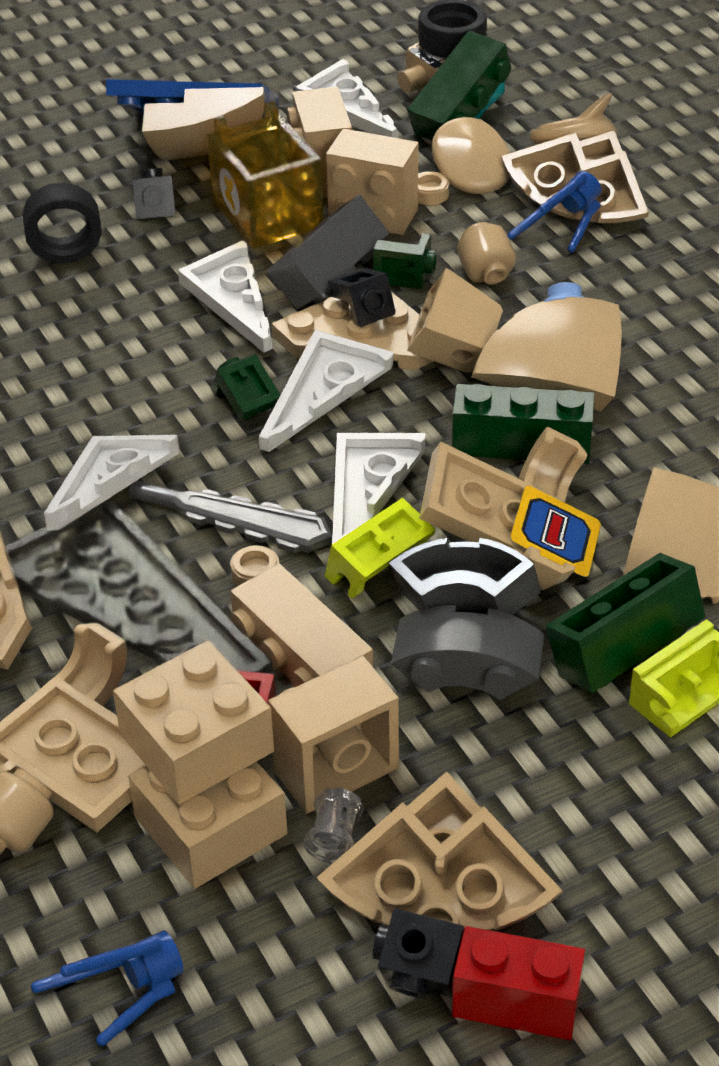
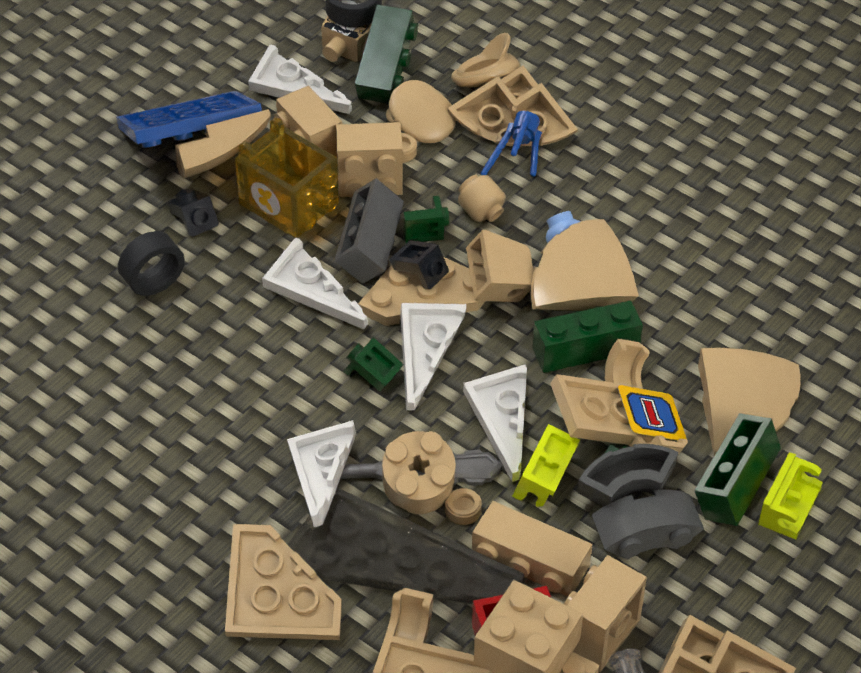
camera: 25 degrees left, 5 degrees up
(211, 507) = (418, 452): none -> tan brick

